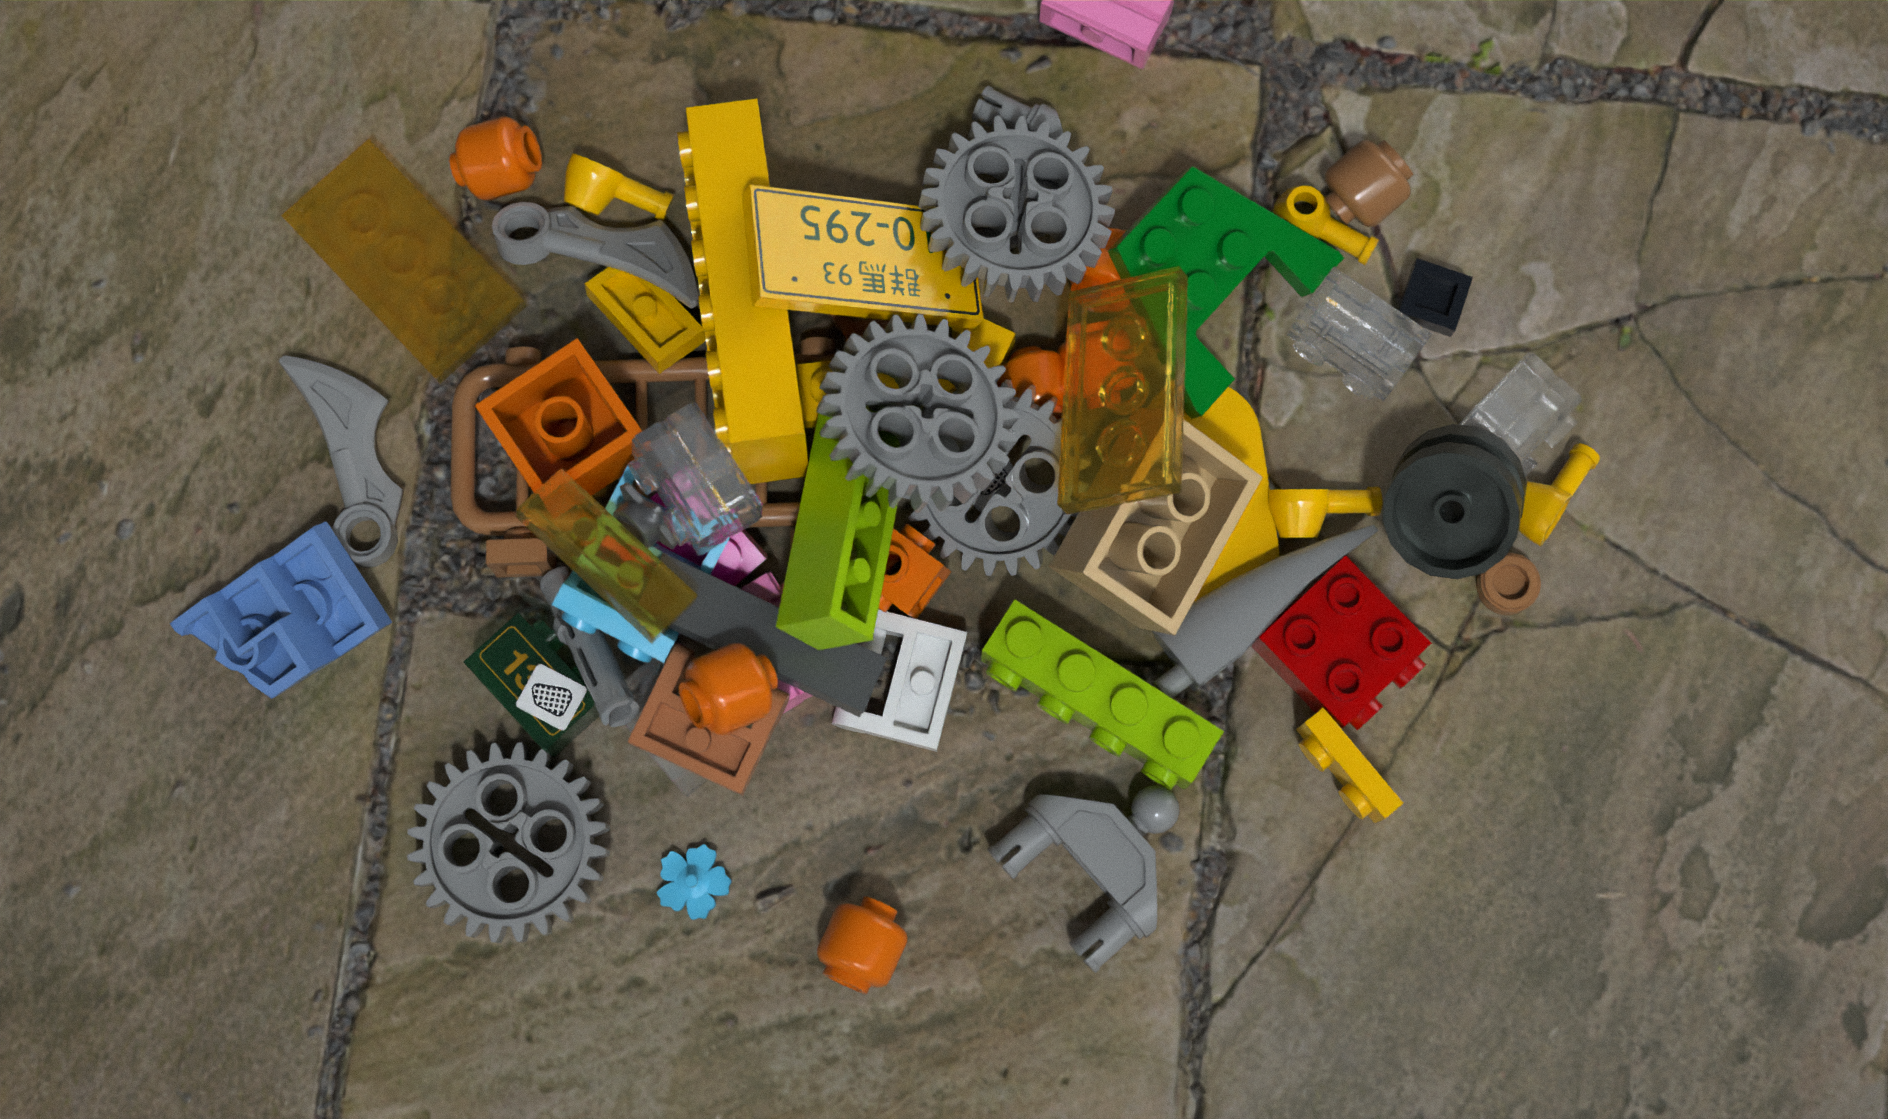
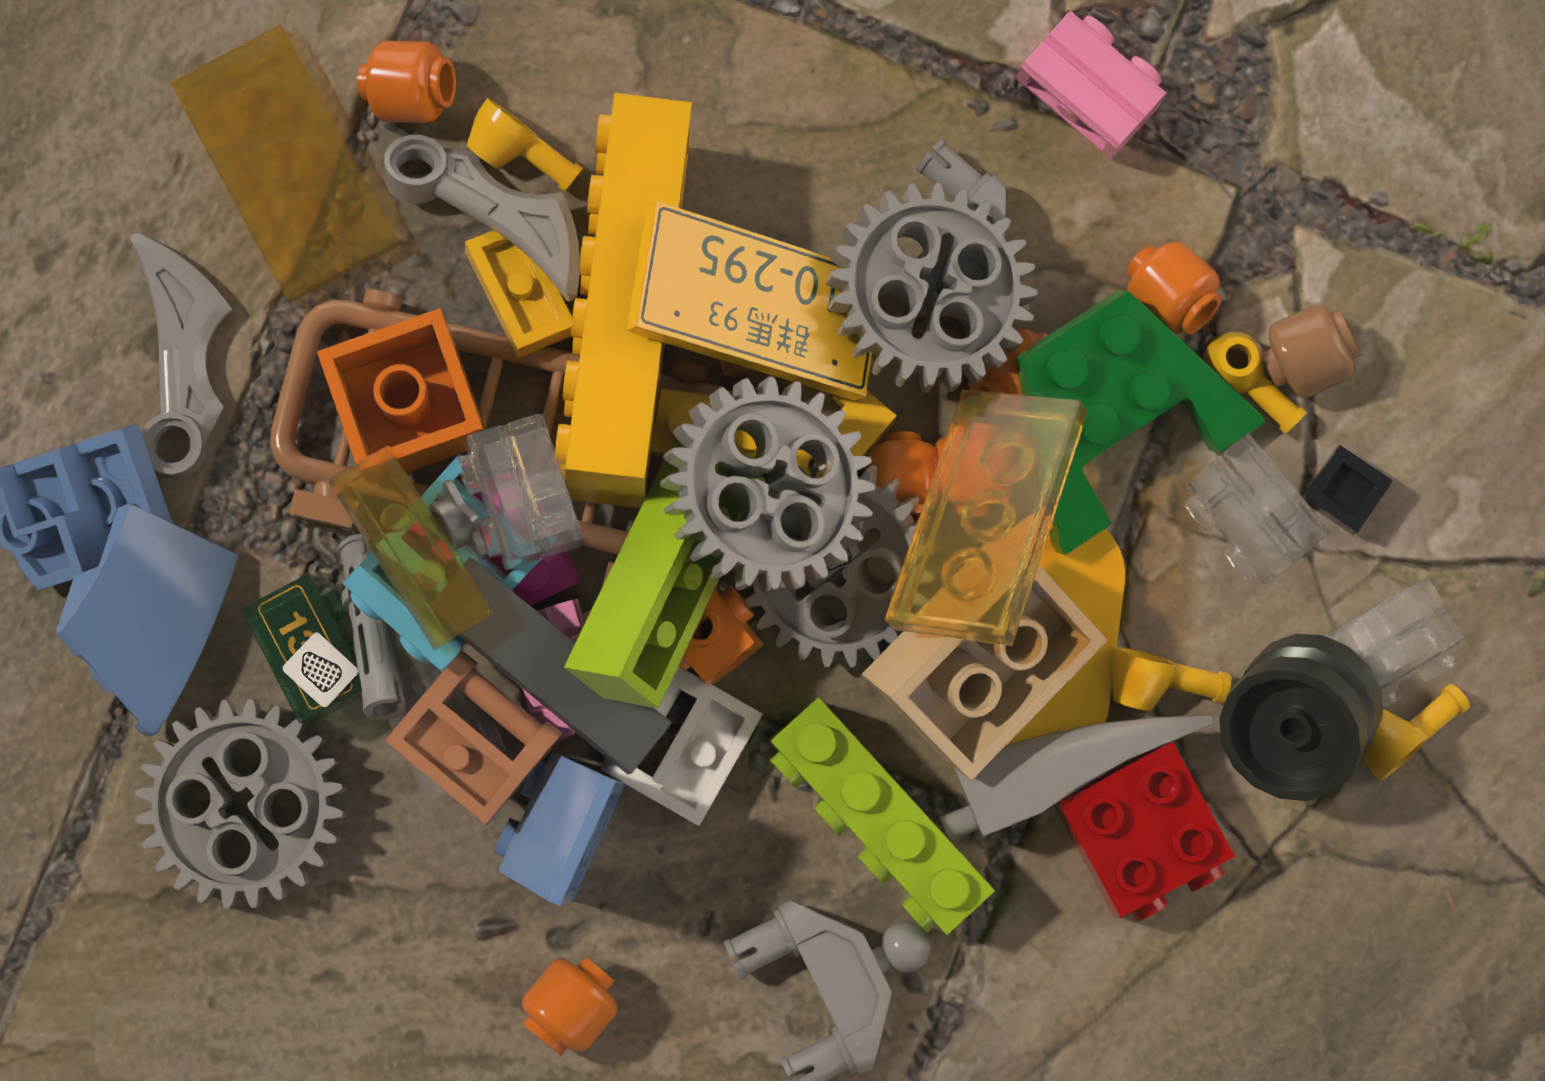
camera: 15 degrees right, 5 degrees up
(376, 689) = (146, 611): none -> medium blue slope
(693, 881) = (417, 891): medium azure plant -> none
(728, 689) = (499, 717): orange head -> none
(810, 779) = (559, 828): none -> medium blue slope
(1232, 156) = (1175, 286): none -> orange head
(1363, 786) = (1123, 985): yellow plate -> none
(1509, 585) = (1338, 815): medium nougat tile -> none

